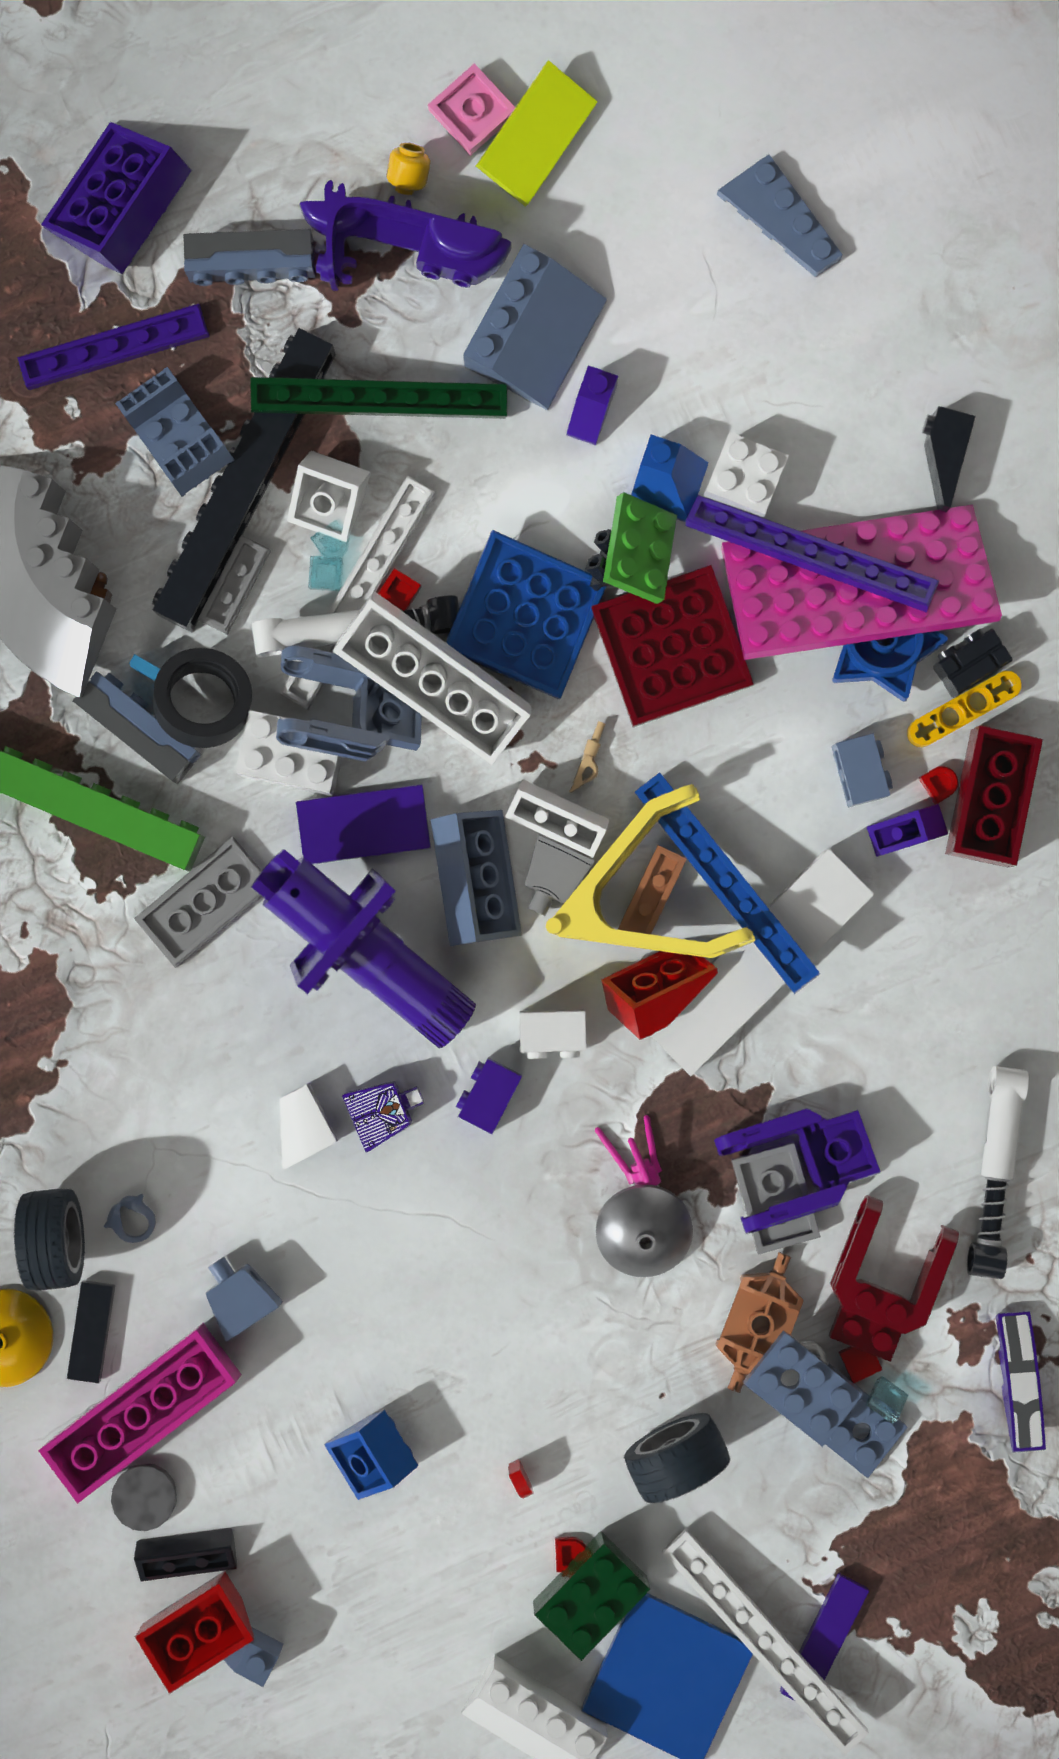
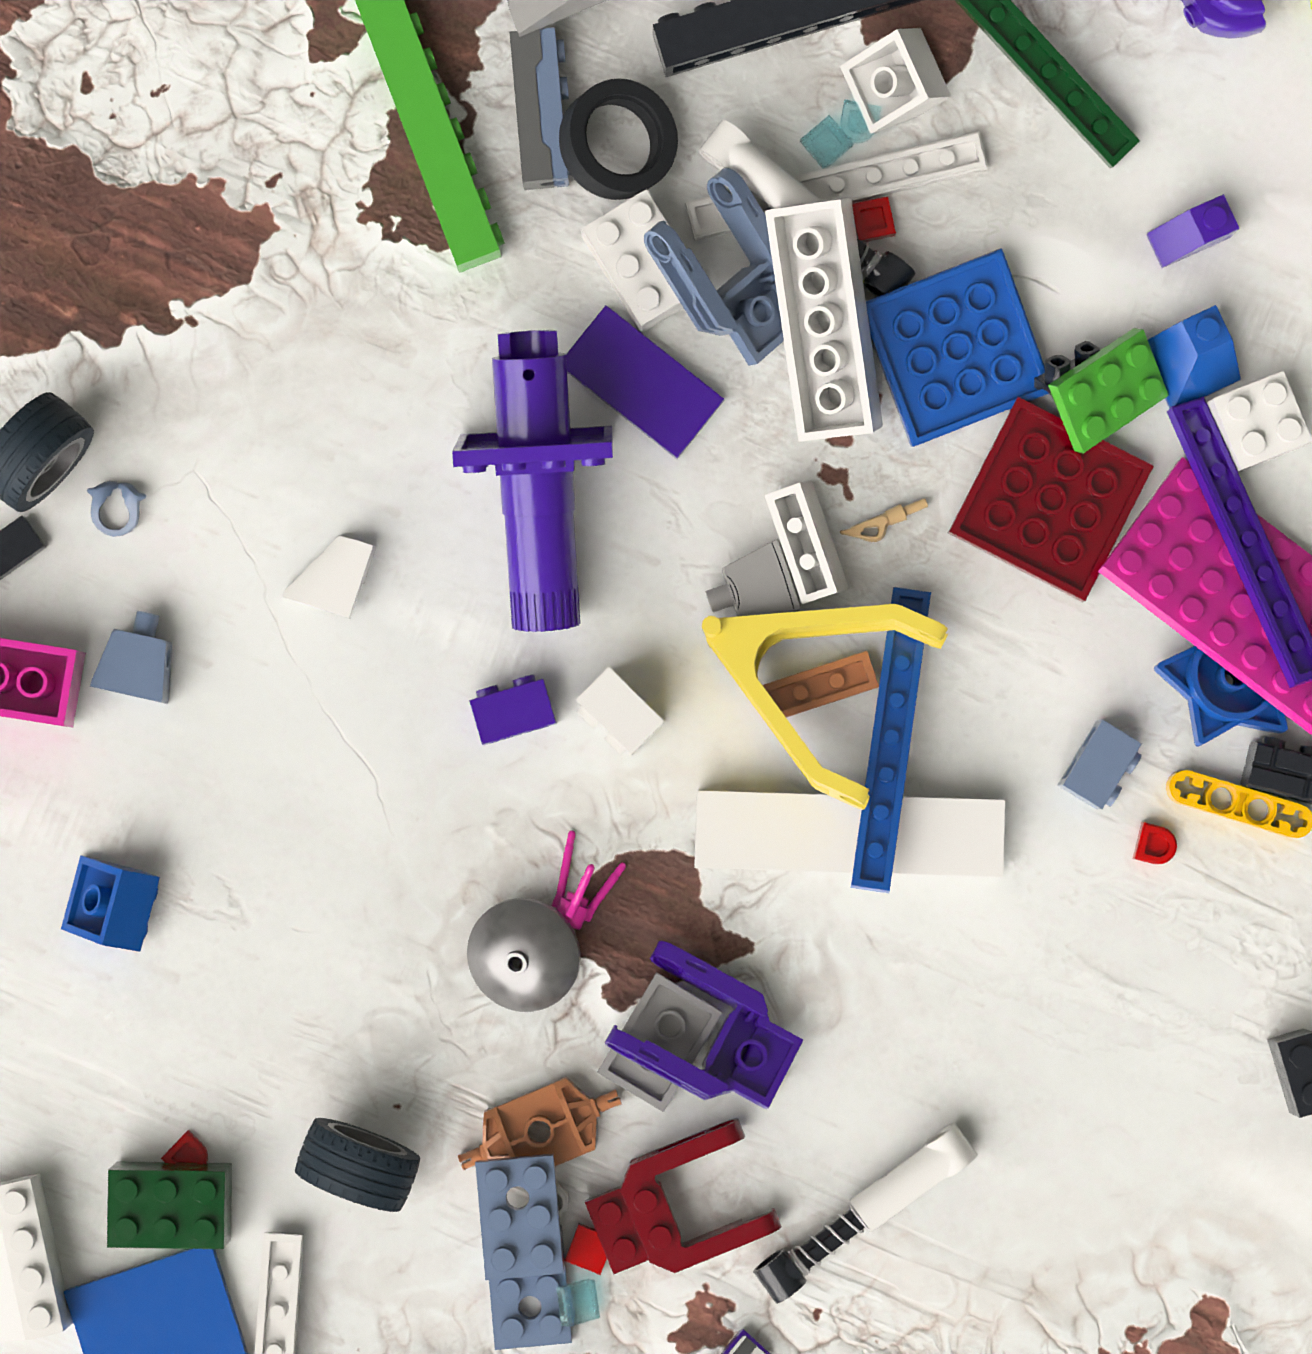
camera: 40 degrees right, 0 degrees up
(144, 667) = (596, 65): dark azure tile -> none
(201, 902) = (442, 308): light grey tile -> none
(234, 584) = (741, 74): light grey tile -> none
(381, 1111) = (410, 632): torso -> none
(476, 877) = (689, 520): sand blue slope -> none
(520, 1479) = (210, 1051): red tile -> none
(534, 327) = (1212, 117): sand blue slope -> none
(655, 990) = (739, 766): red slope -> none
(907, 830) = (1087, 854): dark purple slope -> none
(994, 796) = (1187, 900): dark red brick -> none

